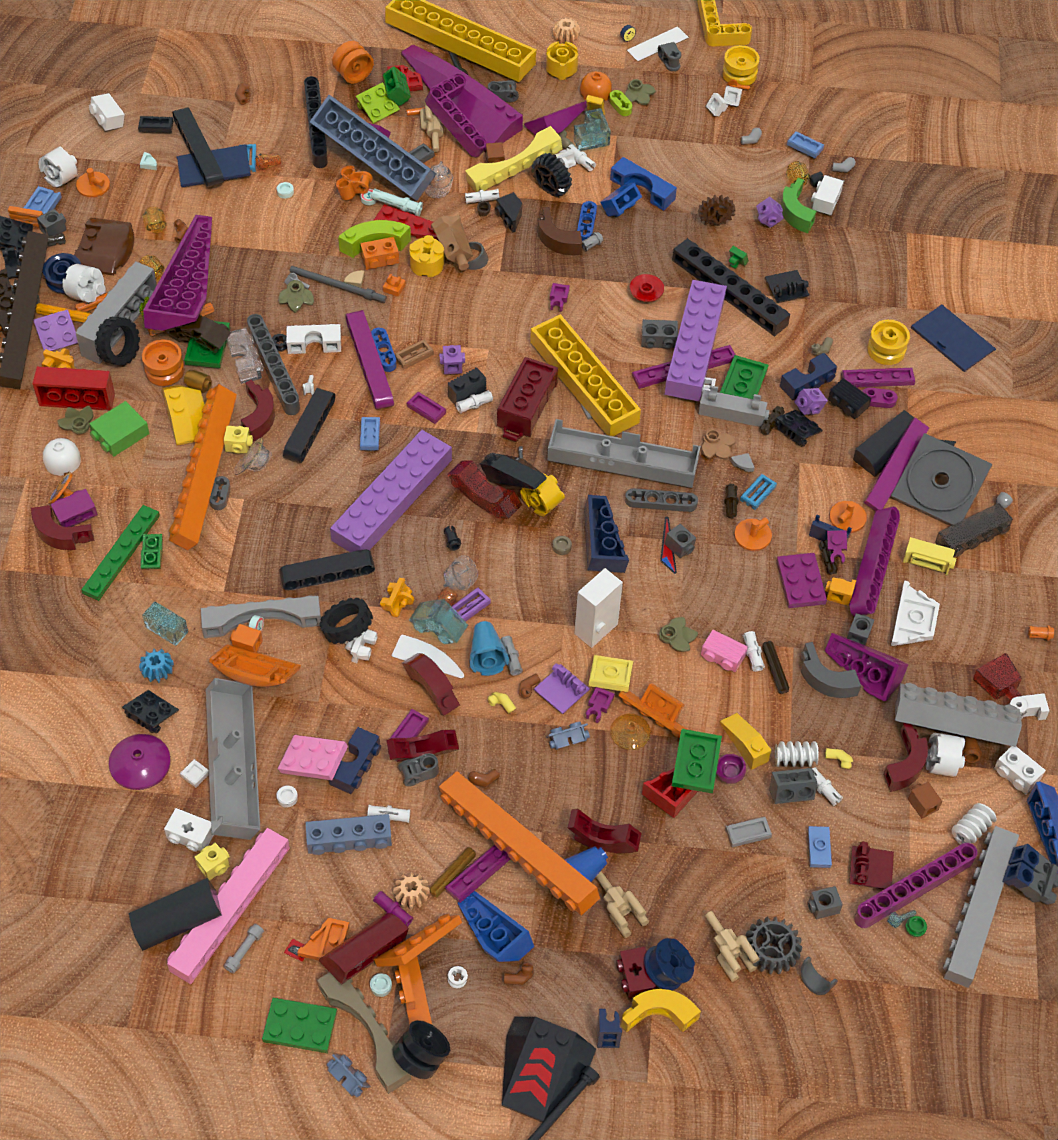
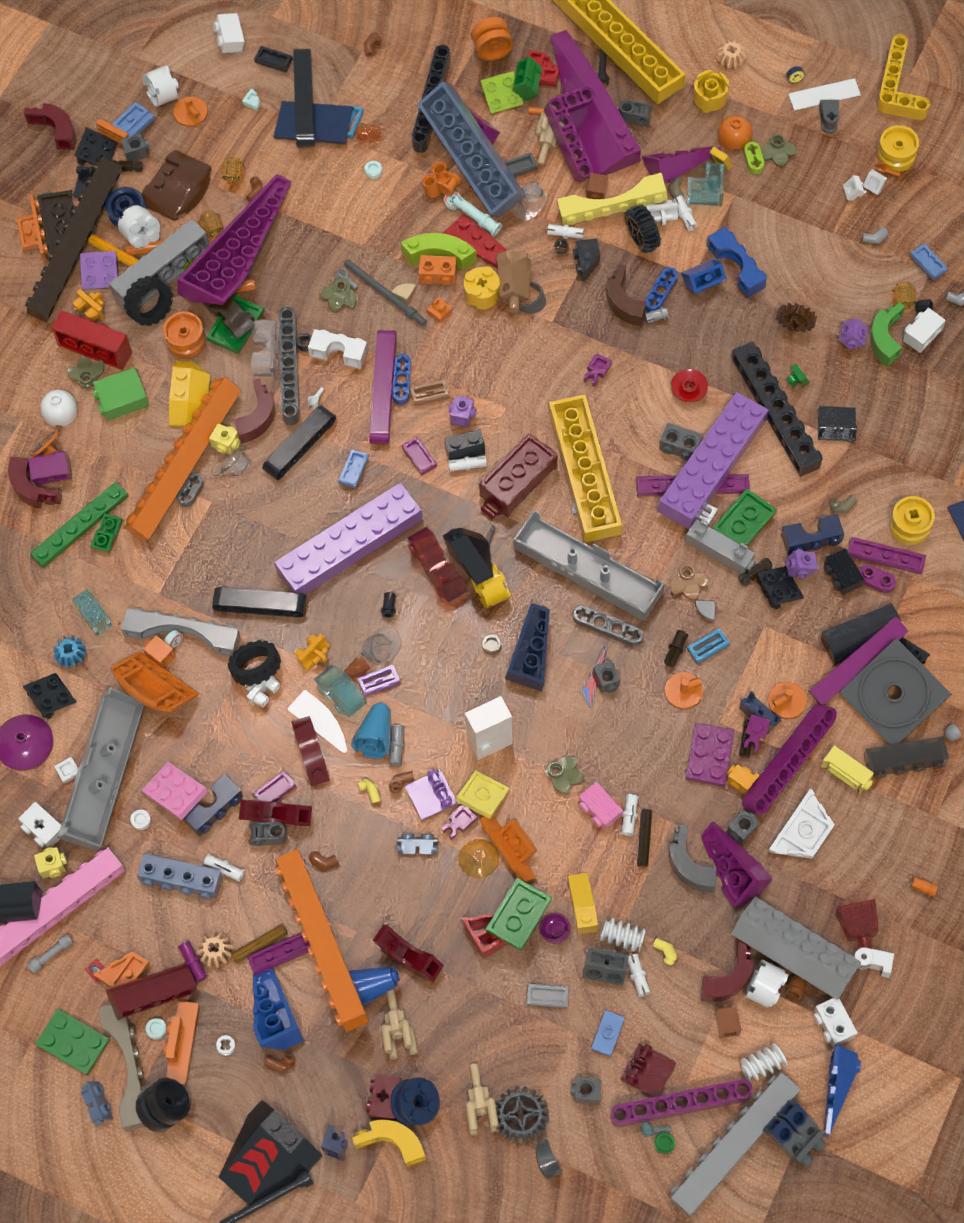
camera: 25 degrees right, 10 degrees up
(198, 380) = (211, 363): pearl gold brick -> none
(419, 942) = (196, 1004): orange wing -> none

